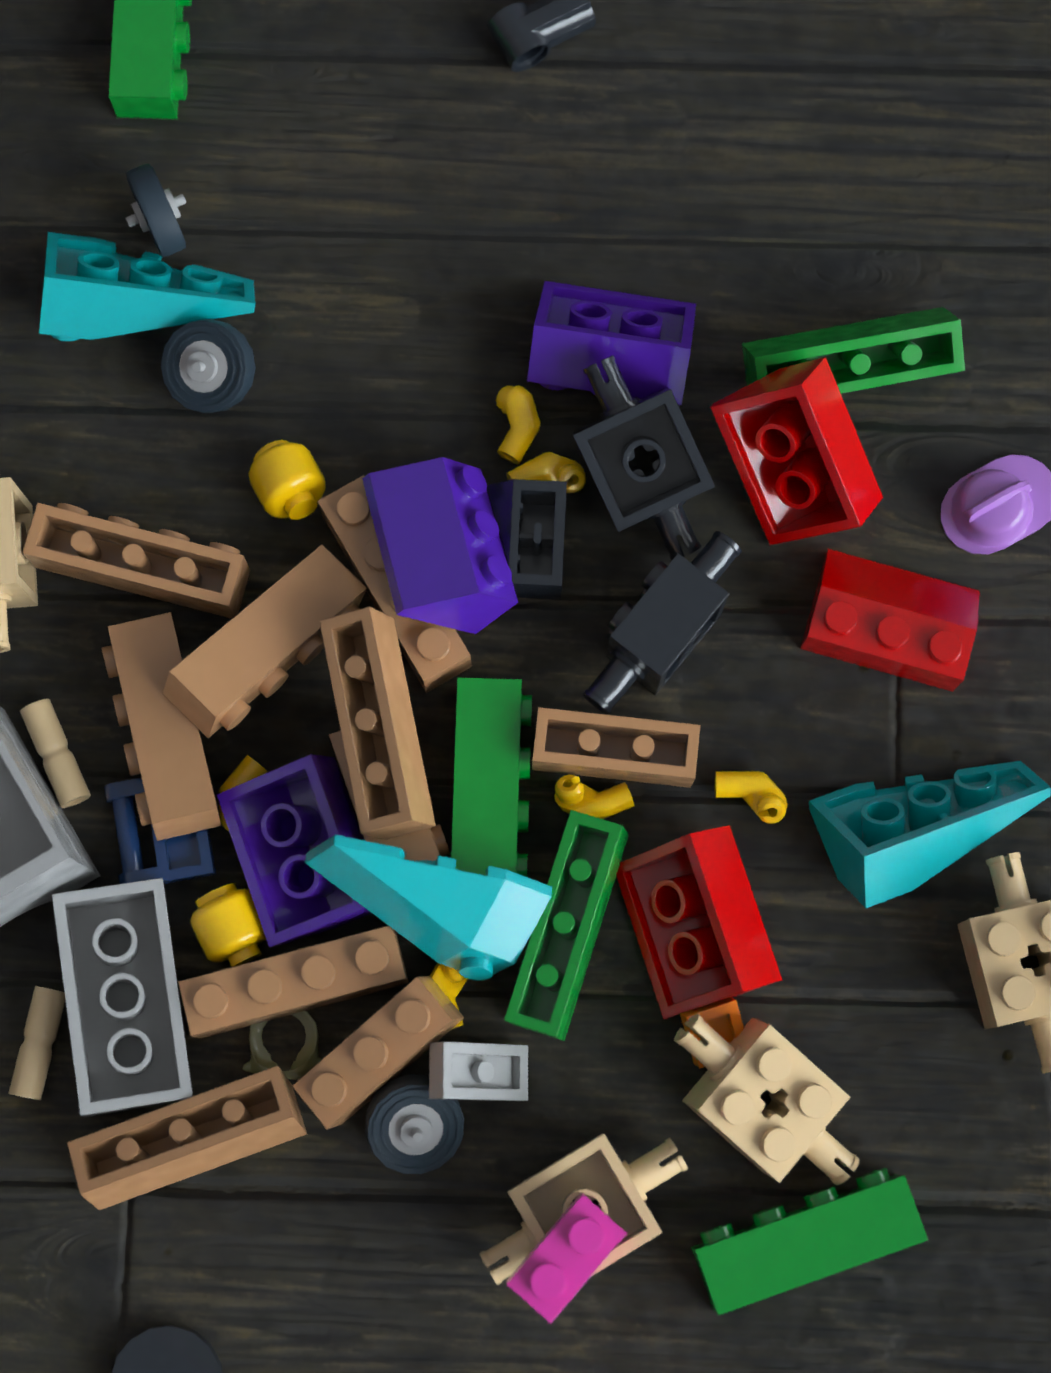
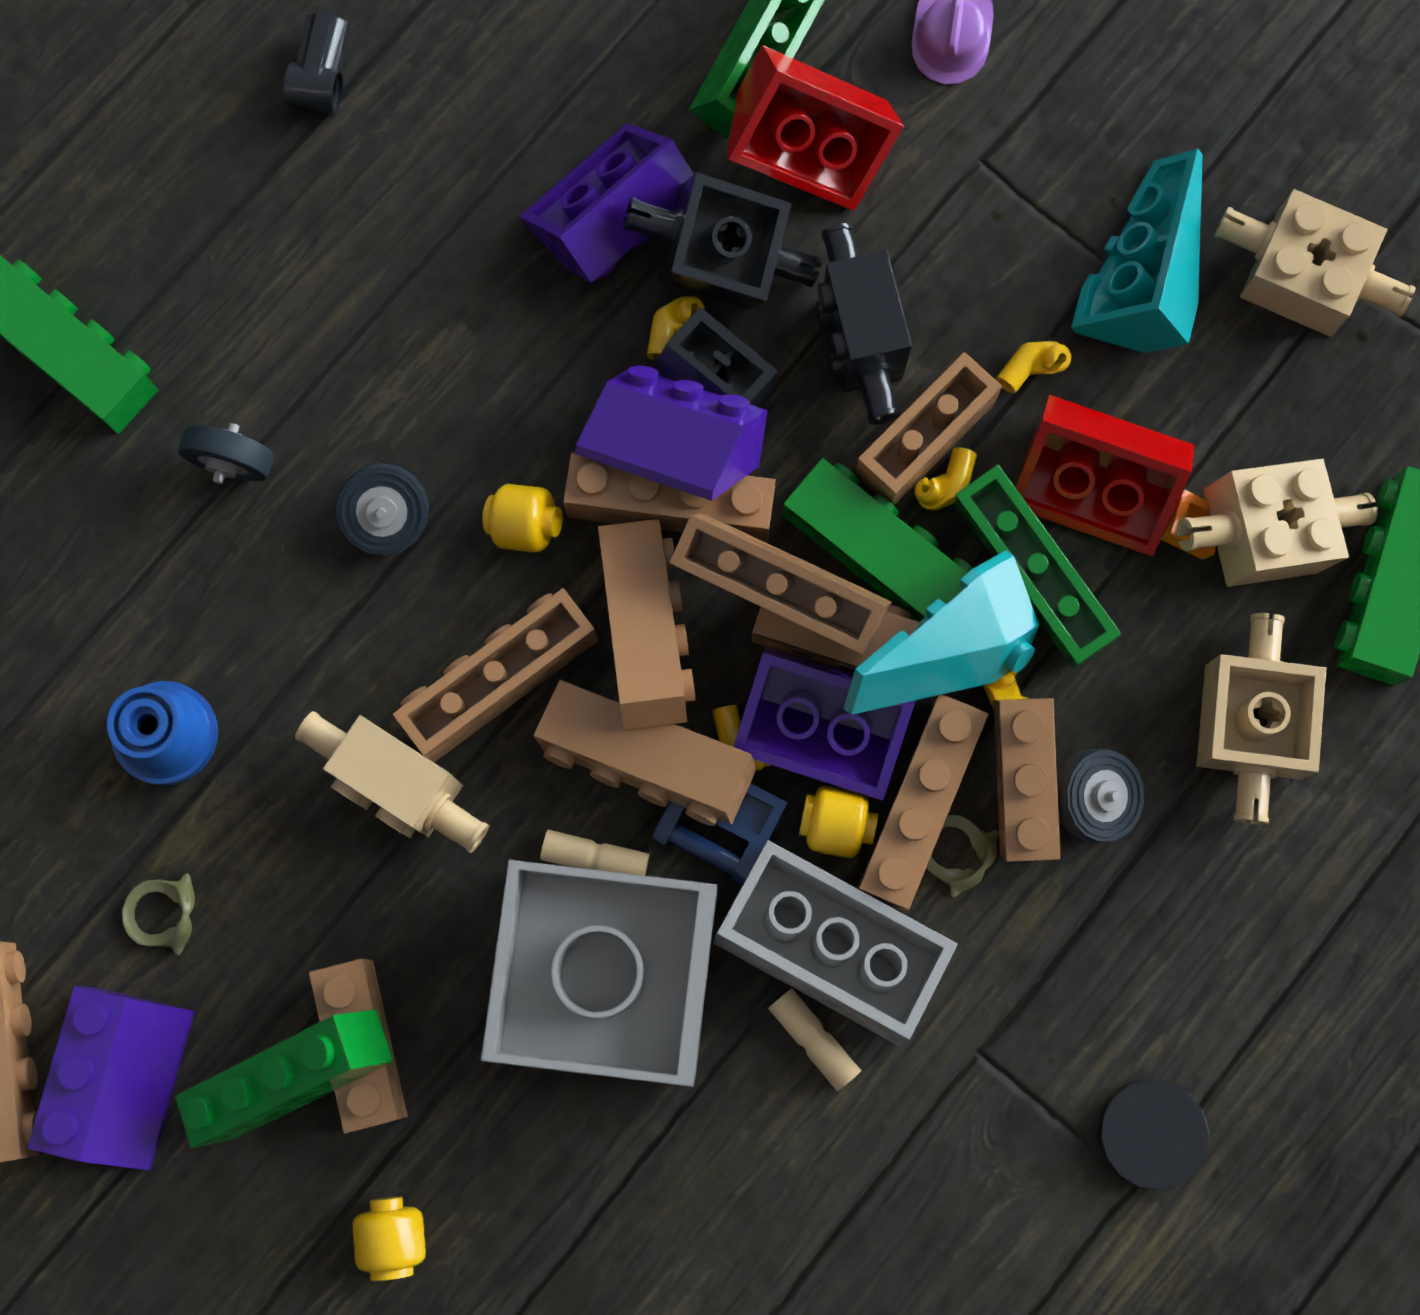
camera: 50 degrees left, 0 degrees up
(107, 294) = (260, 544): teal wedge -> none
(186, 1138) = (982, 973): medium nougat brick -> none
(478, 1071) = (1097, 716): light grey plate -> none
(523, 419) = (617, 312): yellow arm -> none
(565, 1257) = (1300, 746): dark pink brick -> none
(892, 620) = (984, 166): red slope -> none

